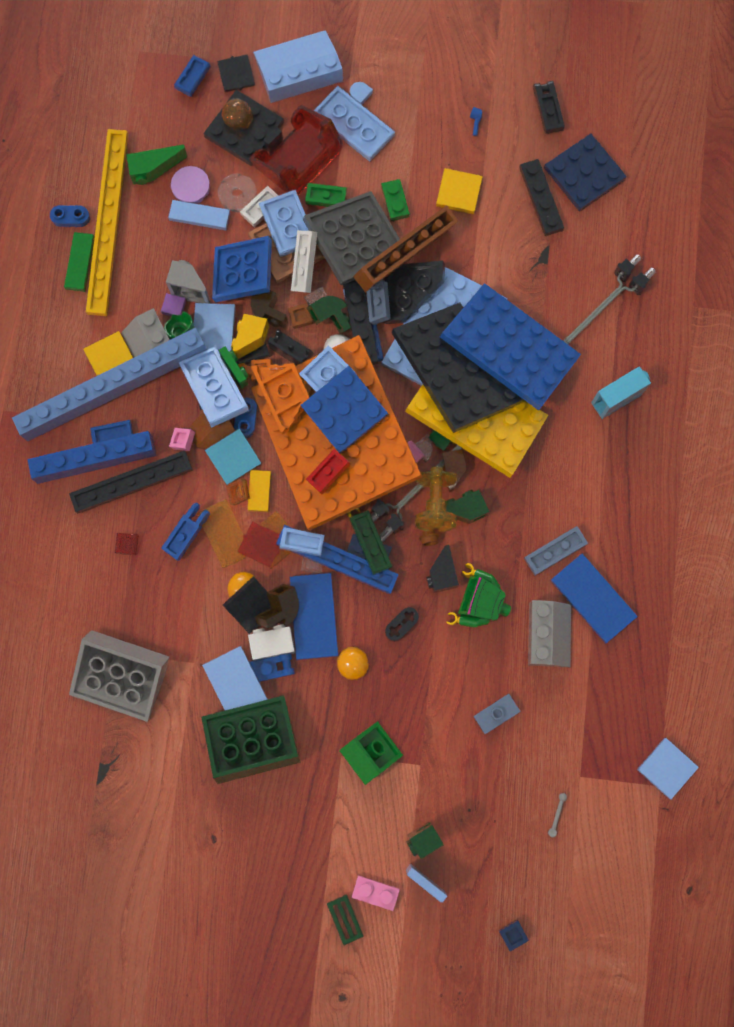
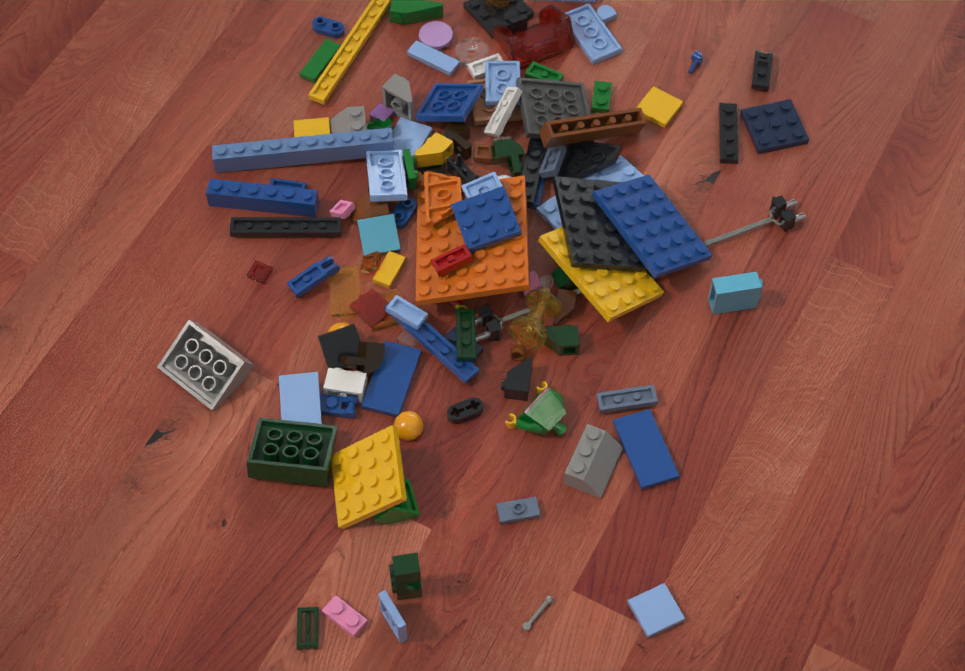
camera: 20 degrees right, 20 degrees down
(341, 745) = (368, 477): none -> yellow plate

